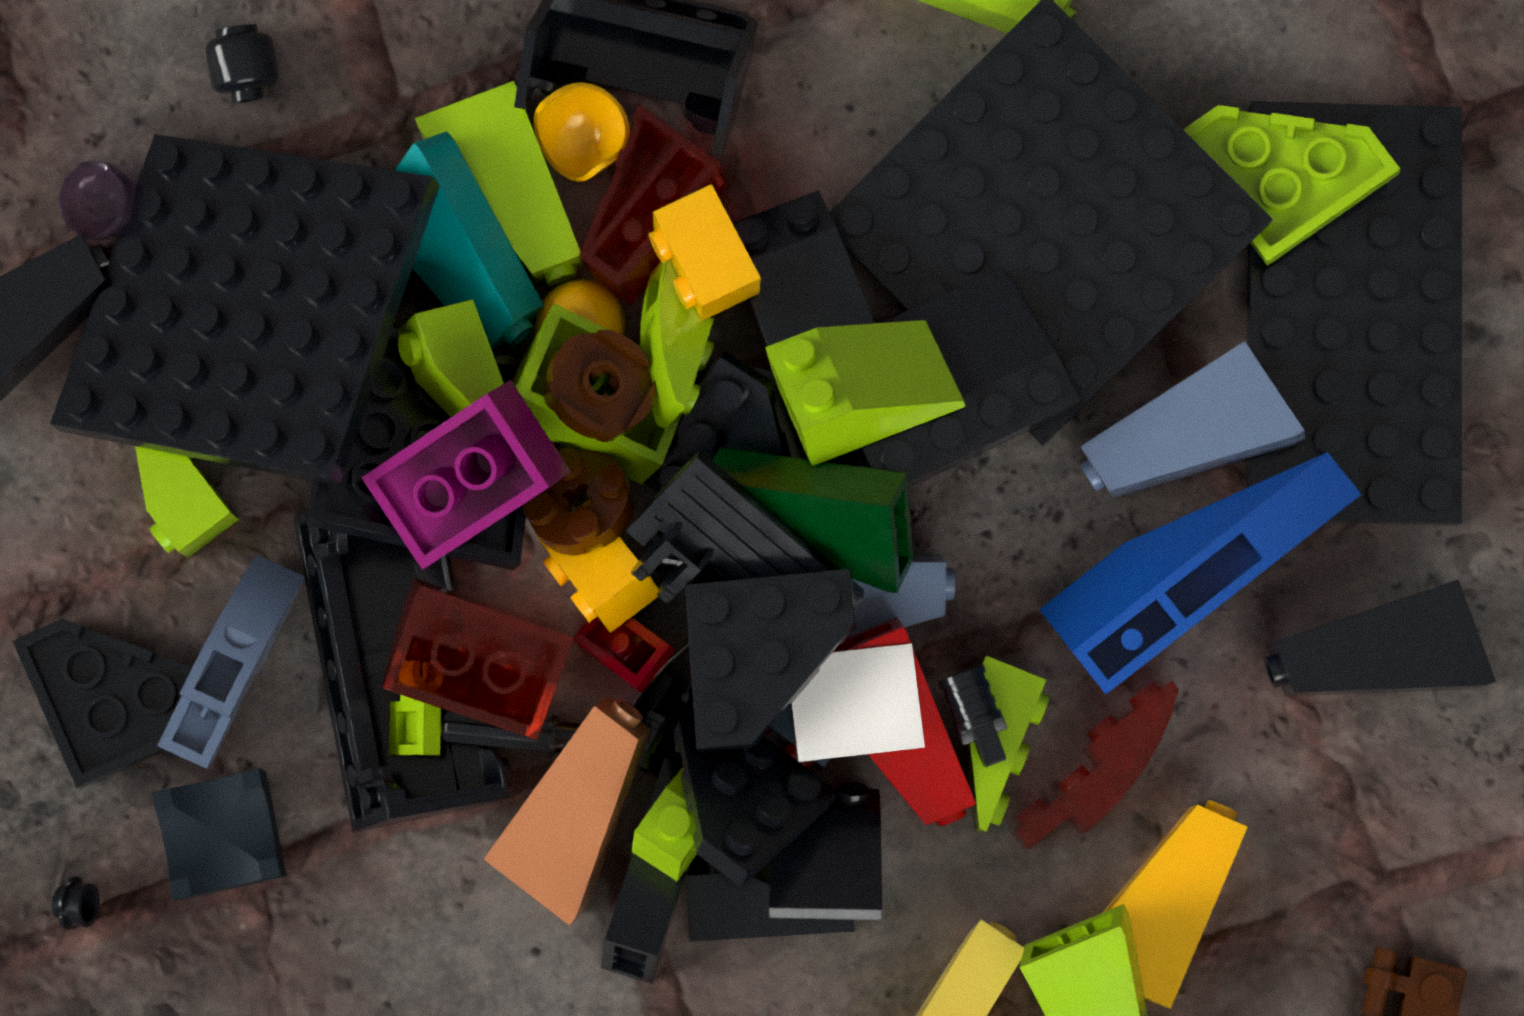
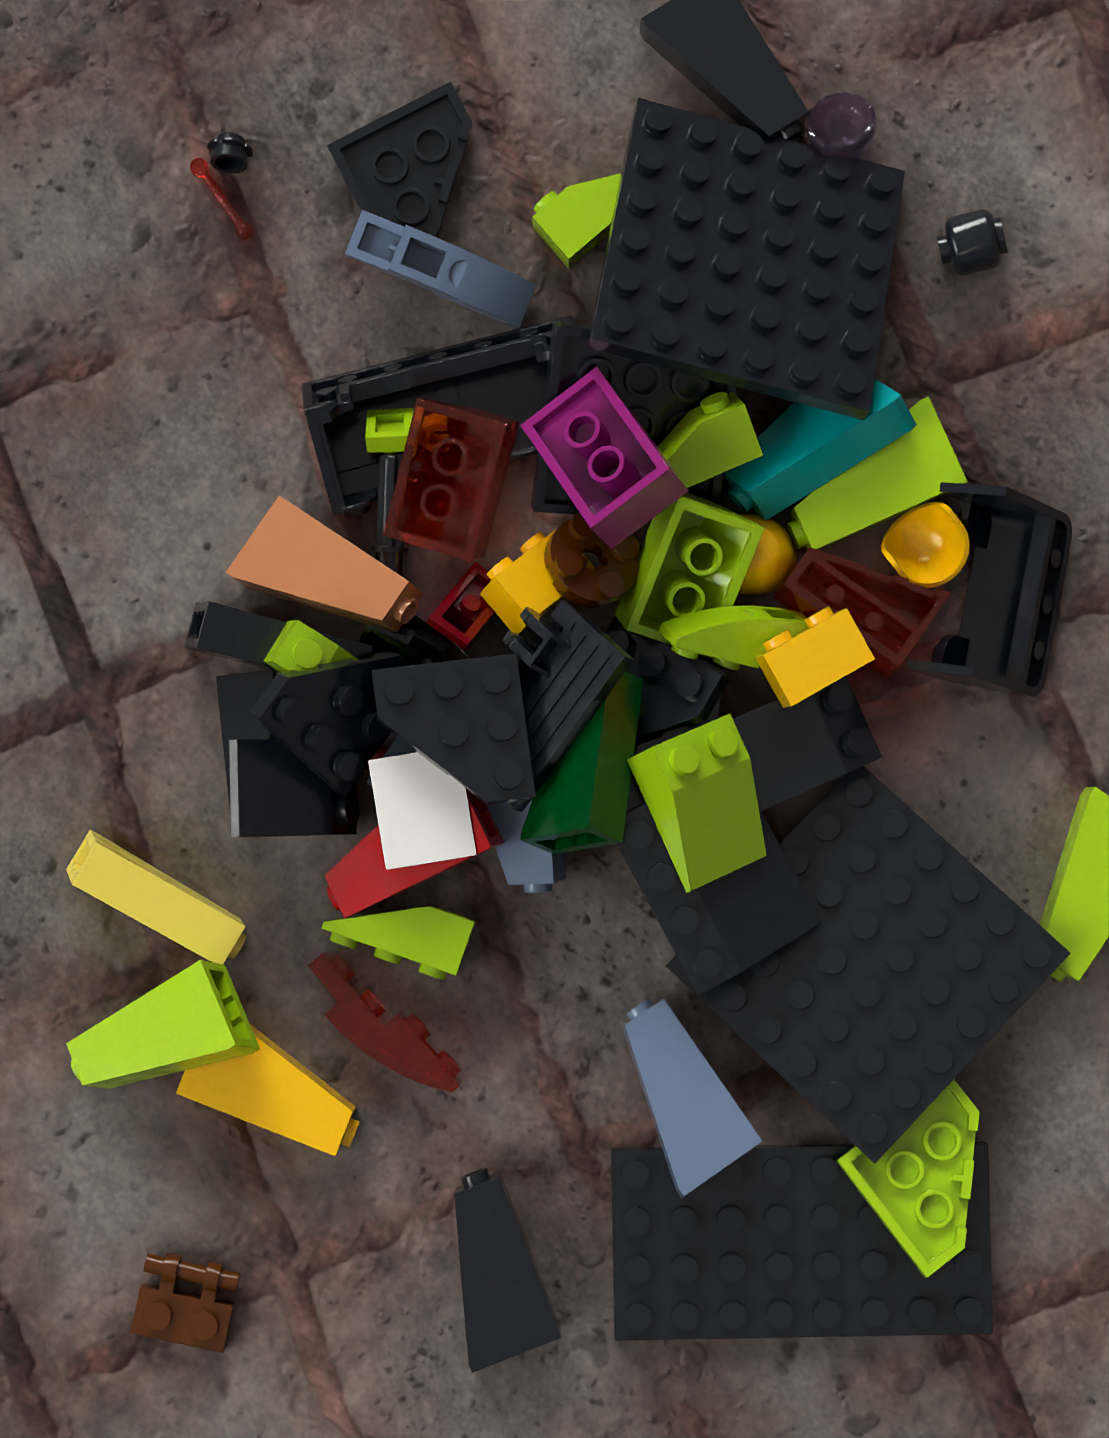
camera: 85 degrees right, 5 degrees up
(92, 941) = (200, 169): none -> clear red hinge
(219, 834) = (292, 270): black brick -> none
(572, 395) = (683, 545): reddish brown plate -> none
(976, 713) = (422, 913): black hinge -> none
(1187, 568) = (560, 1099): blue wedge -> none

